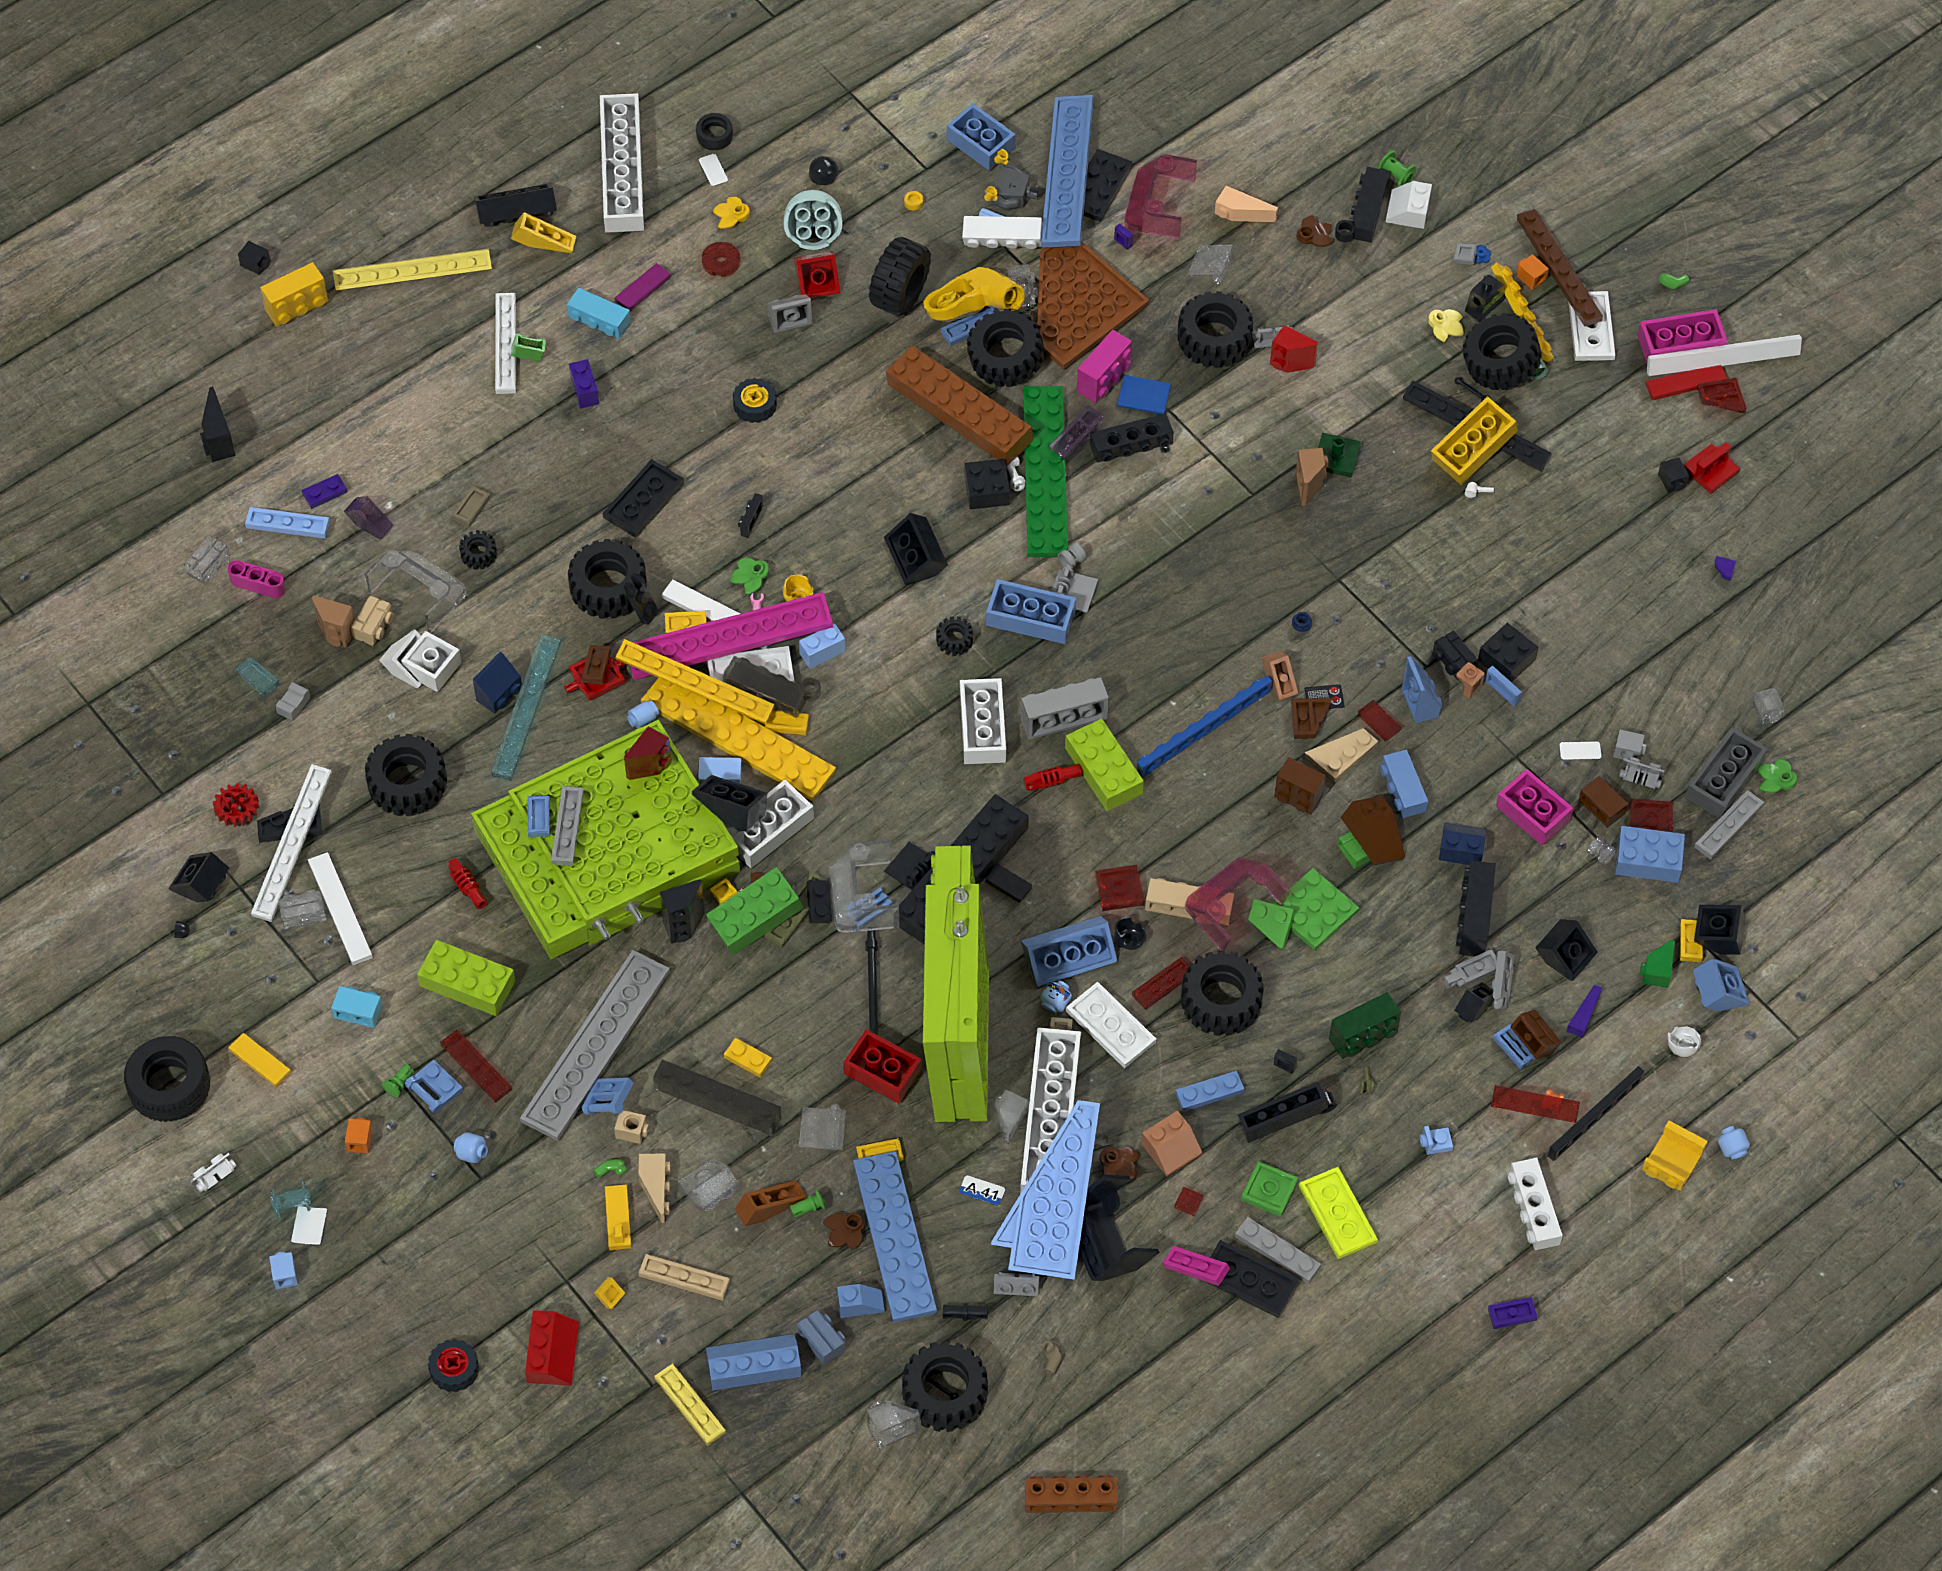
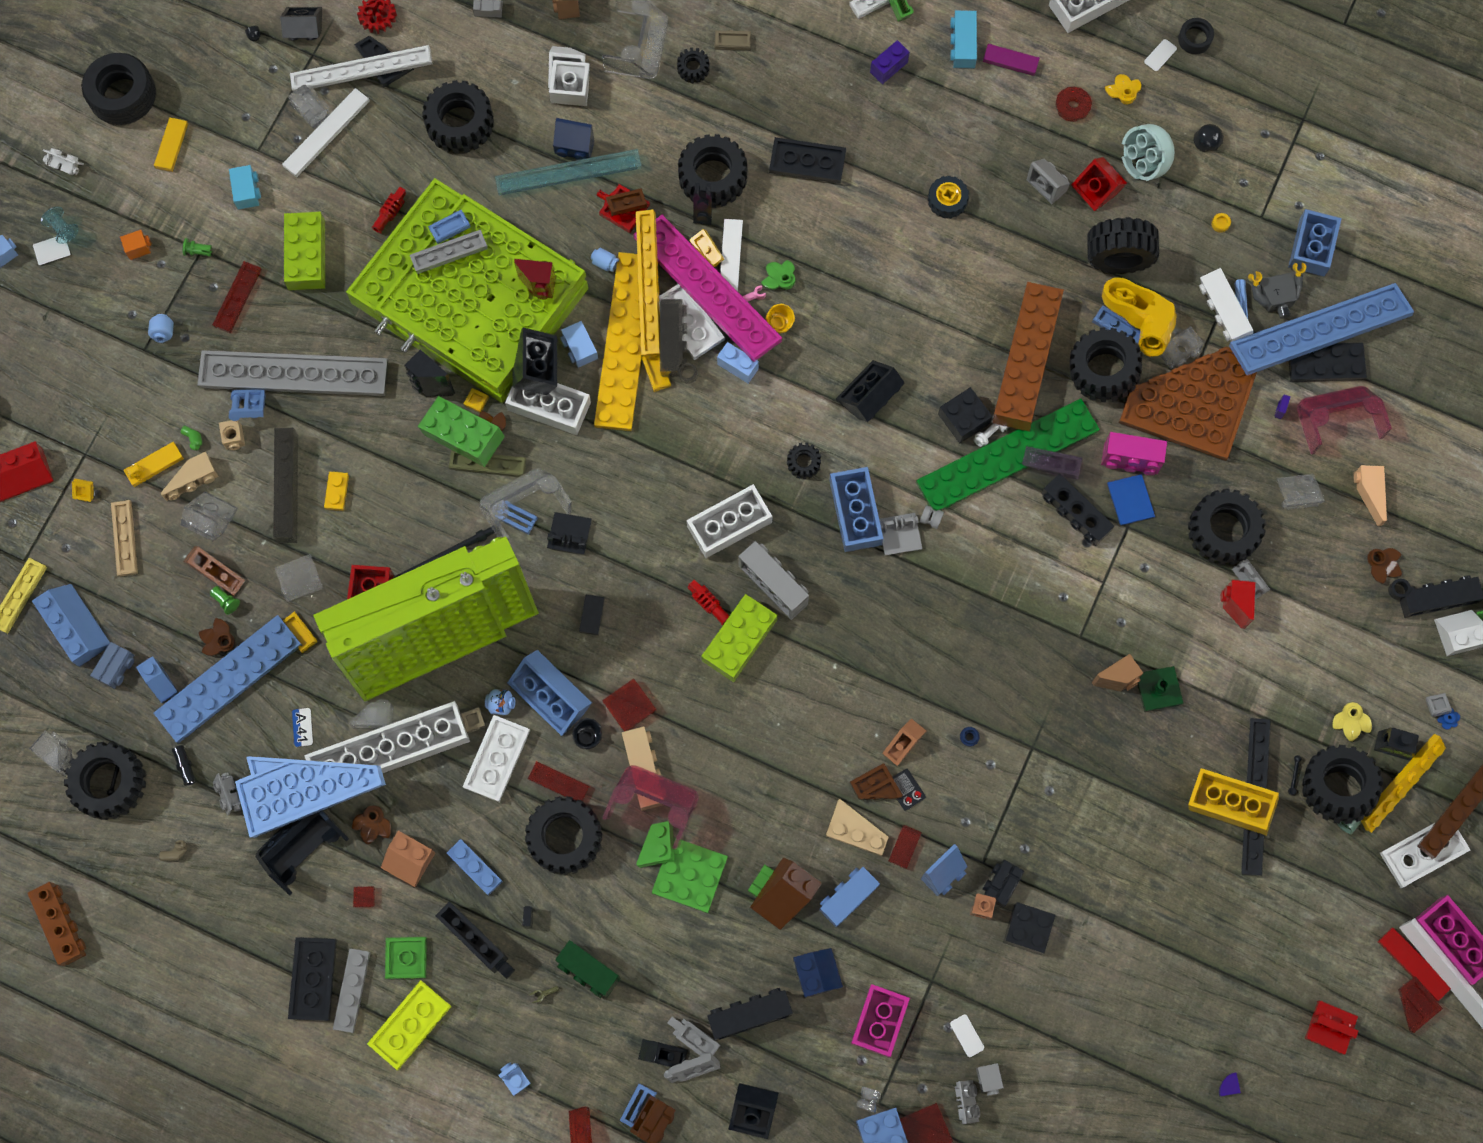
camera: 65 degrees right, 15 degrees up
(372, 620) = (587, 23): tan brick -> none
(439, 1082) = (210, 278): medium blue plate -> none
(752, 513) = (839, 248): black plate -> none
(819, 901) = (499, 476): black plate -> none
(990, 838) = (587, 571): black brick -> none
(1196, 1265) = (298, 930): dark pink plate -> none
(1207, 724) = (828, 705): blue plate -> none
(1299, 786) = (796, 812): reddish brown brick -> none
(1472, 488) = (1187, 821): white hand -> none
(1503, 686) = (993, 939): medium blue tile -> none
(1532, 272) = (1452, 772): orange brick -> none
(1603, 801) = (920, 1079): reddish brown brick -> none
(1673, 475) = (1301, 996): black brick -> none

